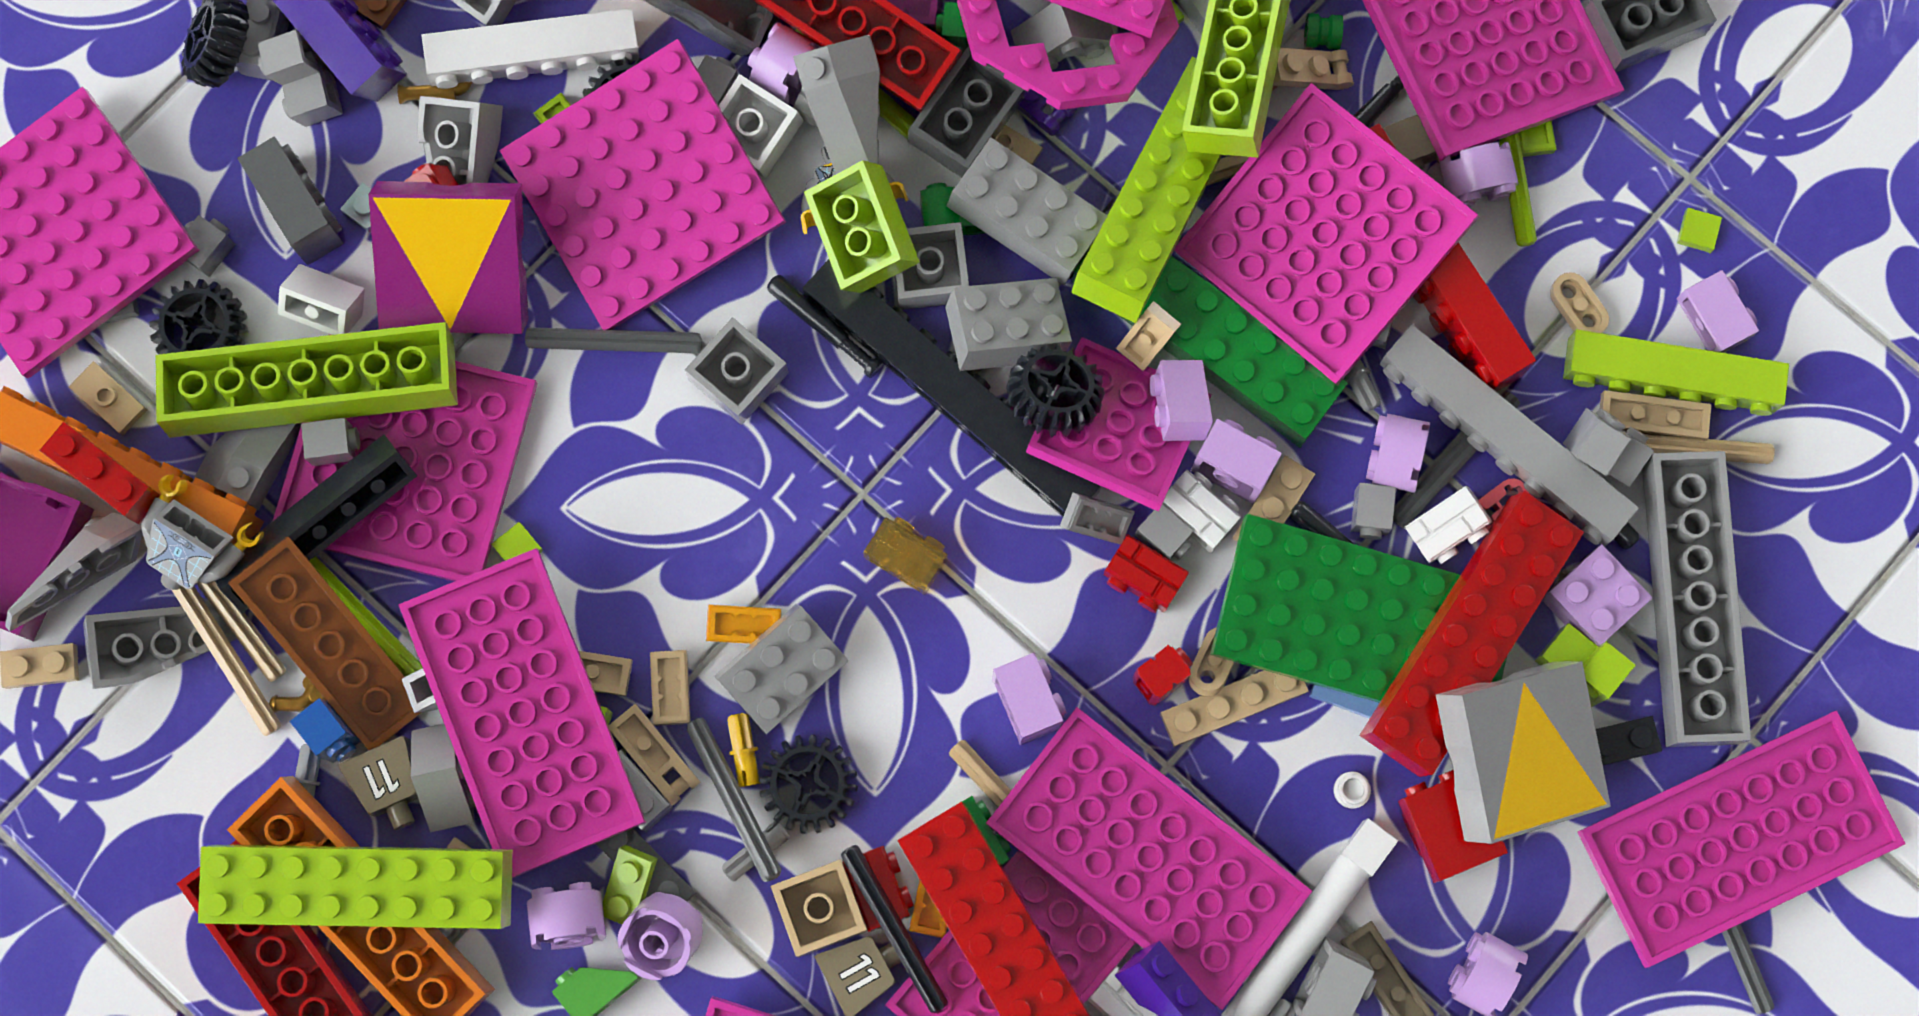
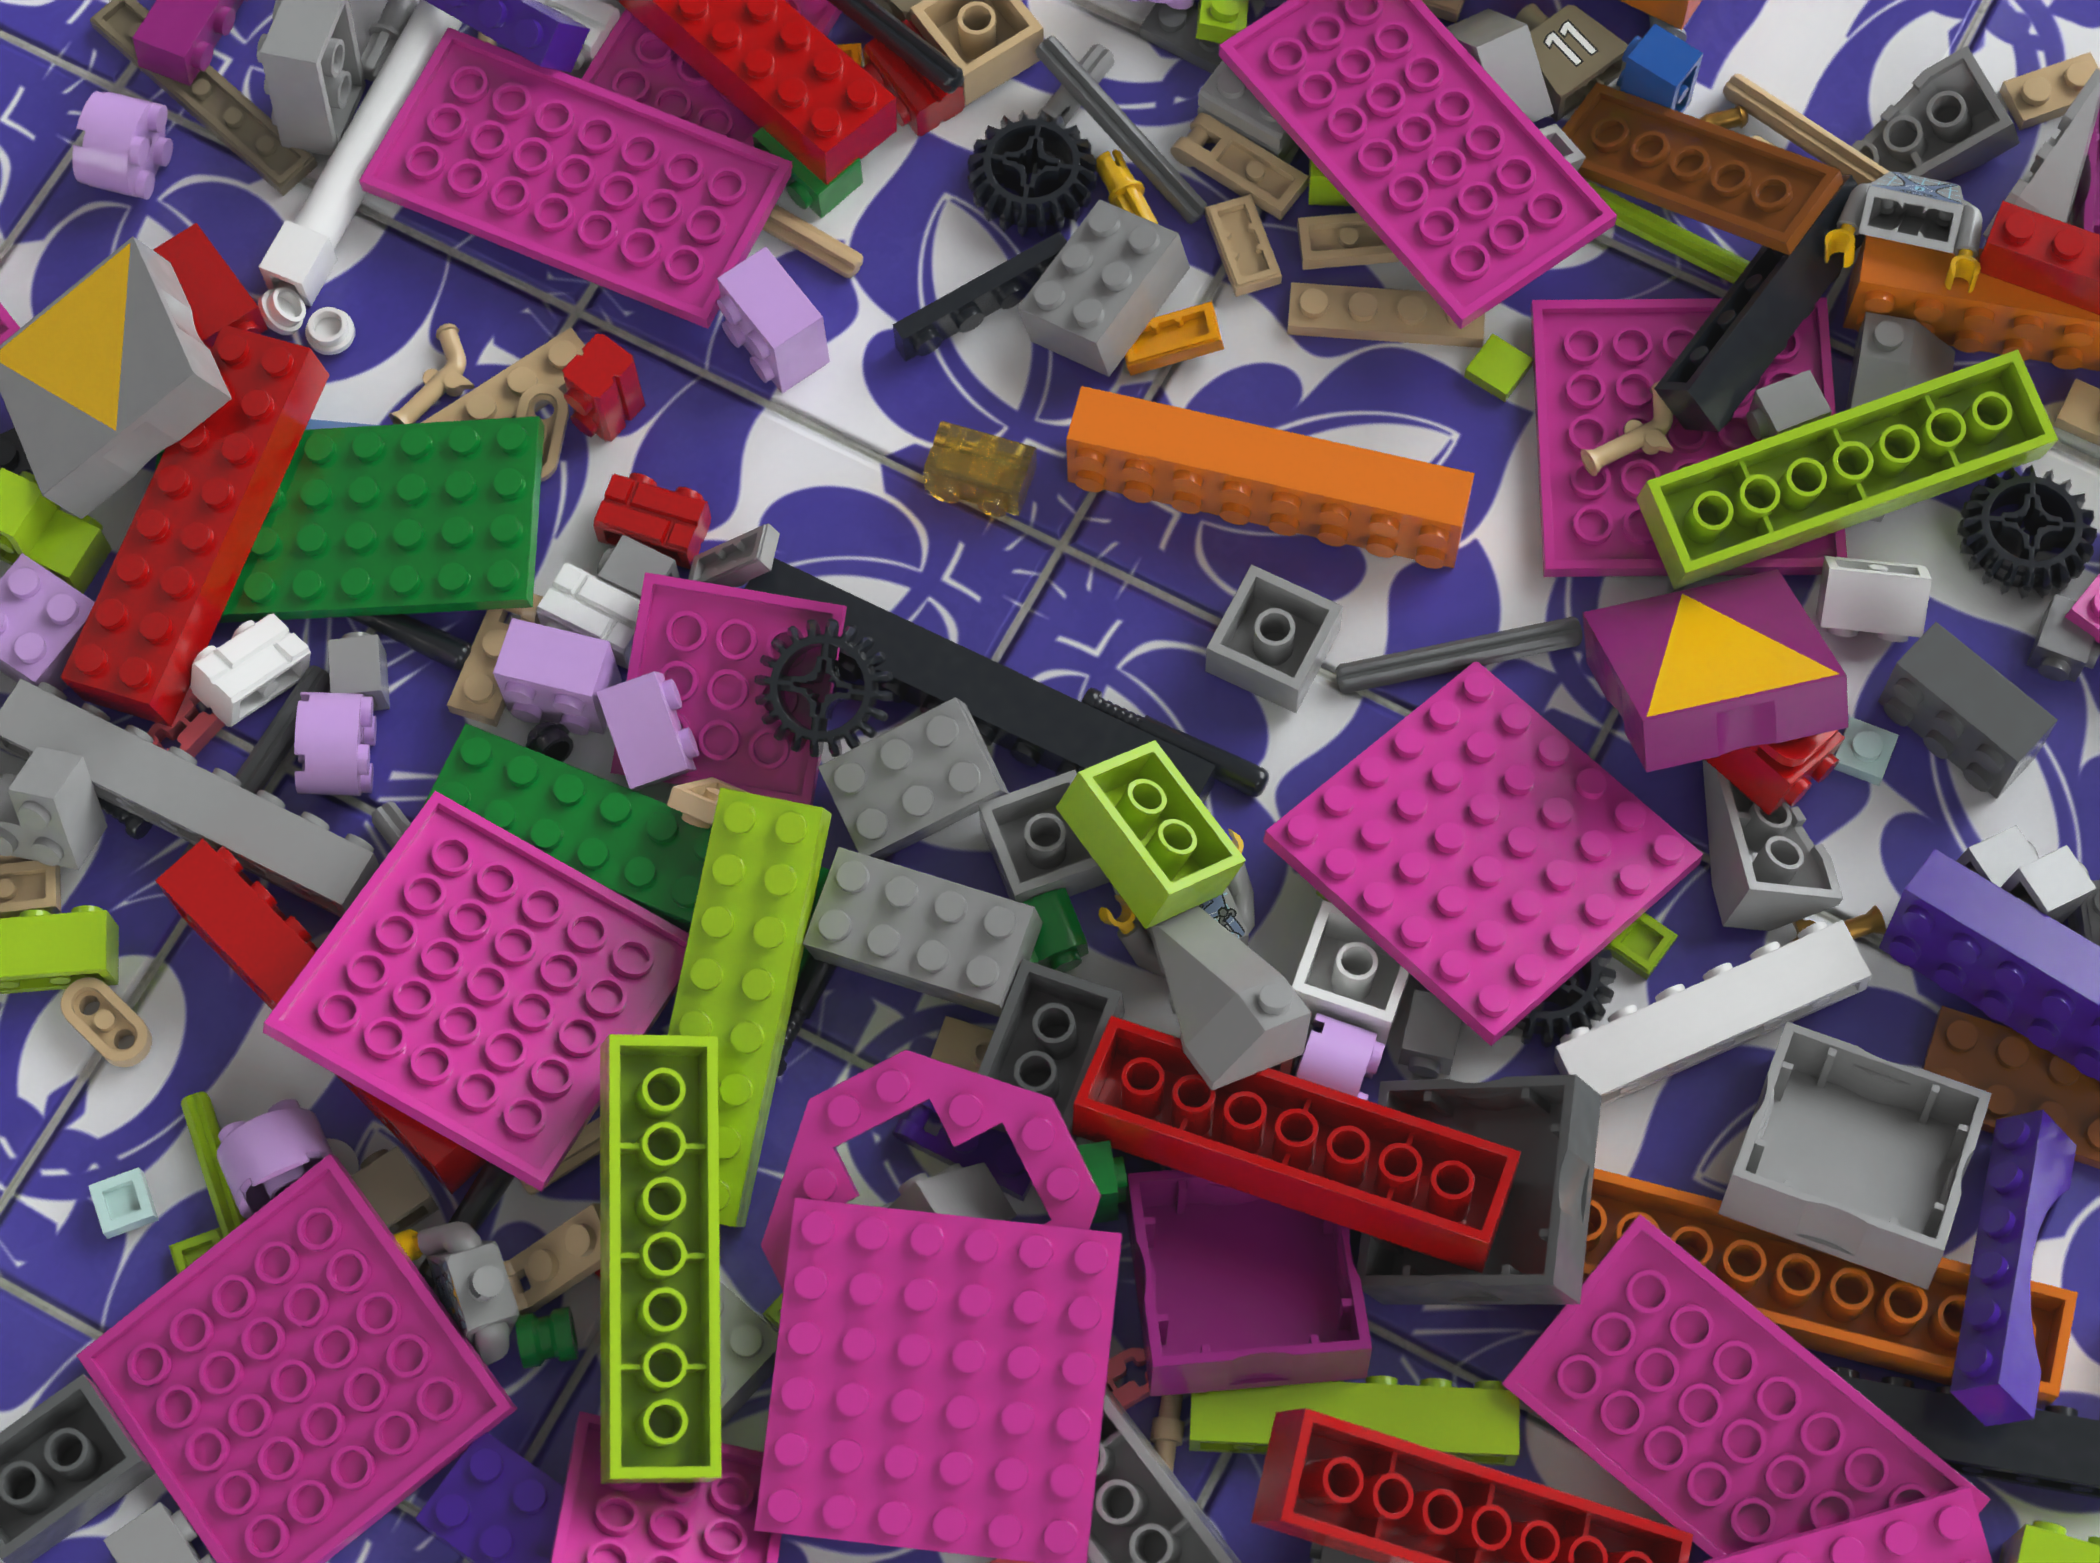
camera: 170 degrees right, 10 degrees down
(439, 457) = (1647, 436): none -> tan piece
(605, 615) = (1376, 316): none -> tan plate
(706, 485) = (1268, 477): none -> orange brick
(884, 684) = (972, 302): none -> black plate
(1253, 426) = (550, 740): none -> black plate
(1279, 729) = (437, 383): none -> tan piece
(1368, 66) = (468, 1283): none -> light grey torso
(1386, 812) = (282, 310): none -> white plate
(1582, 182) = (123, 1202): none -> light aqua plate

